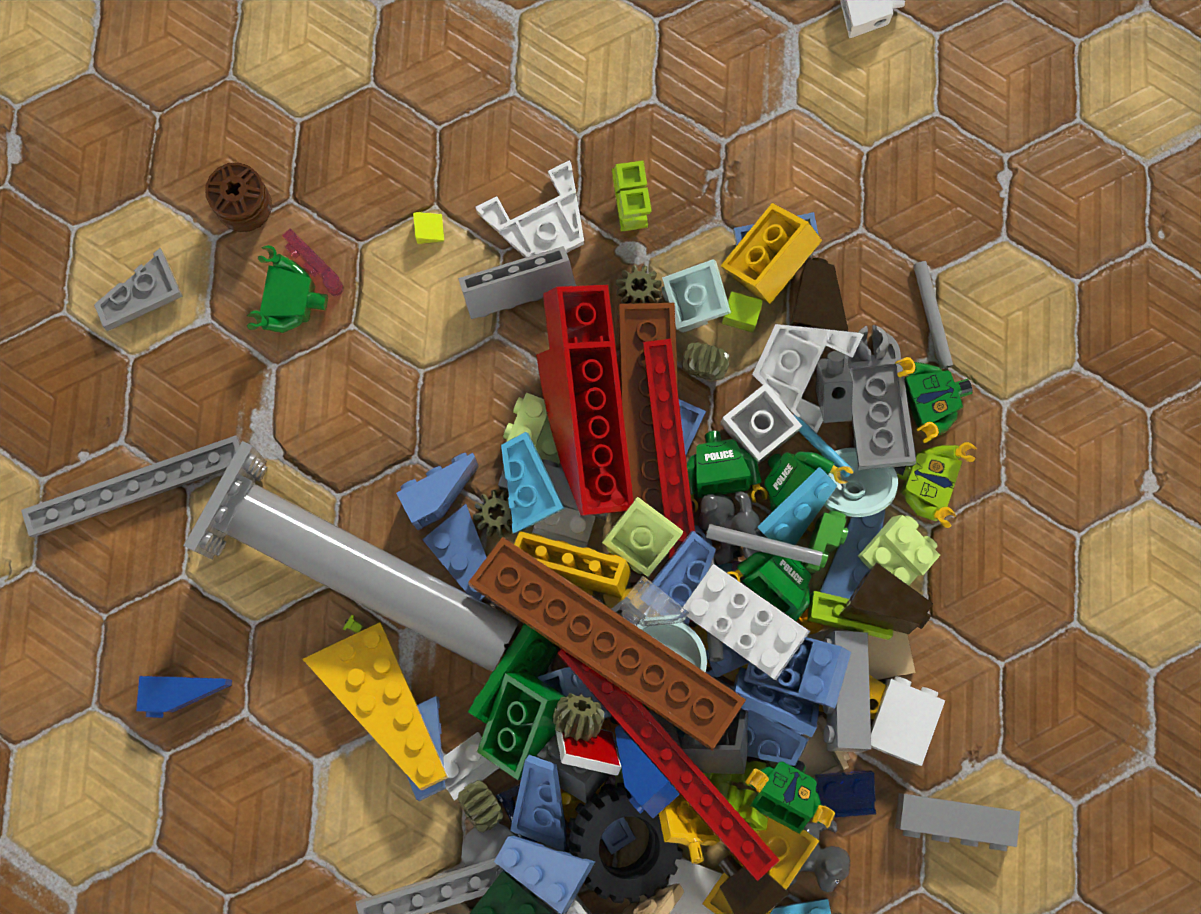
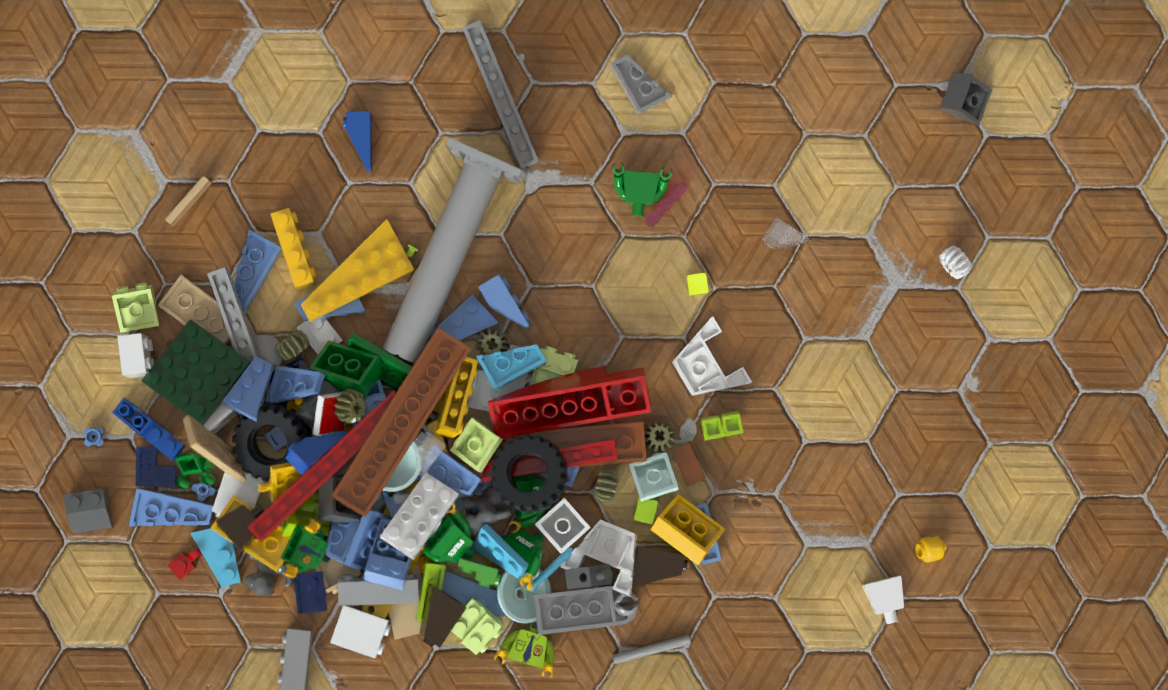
camera: 85 degrees right, 5 degrees up
(248, 208) = (708, 159): reddish brown wheel -> none
(339, 799) = (293, 248): none -> yellow brick
(358, 860) = (255, 265): none -> medium blue wing
(368, 109) = (782, 236): none -> clear slope
(516, 282) = (657, 349): light grey brick -> none
(679, 253) = (688, 464): none -> dark orange tile
(698, 421) = (514, 451): none -> black tyre
(764, 544) = (473, 528): light grey piece -> none
(932, 396) = (589, 648): green torso -> none

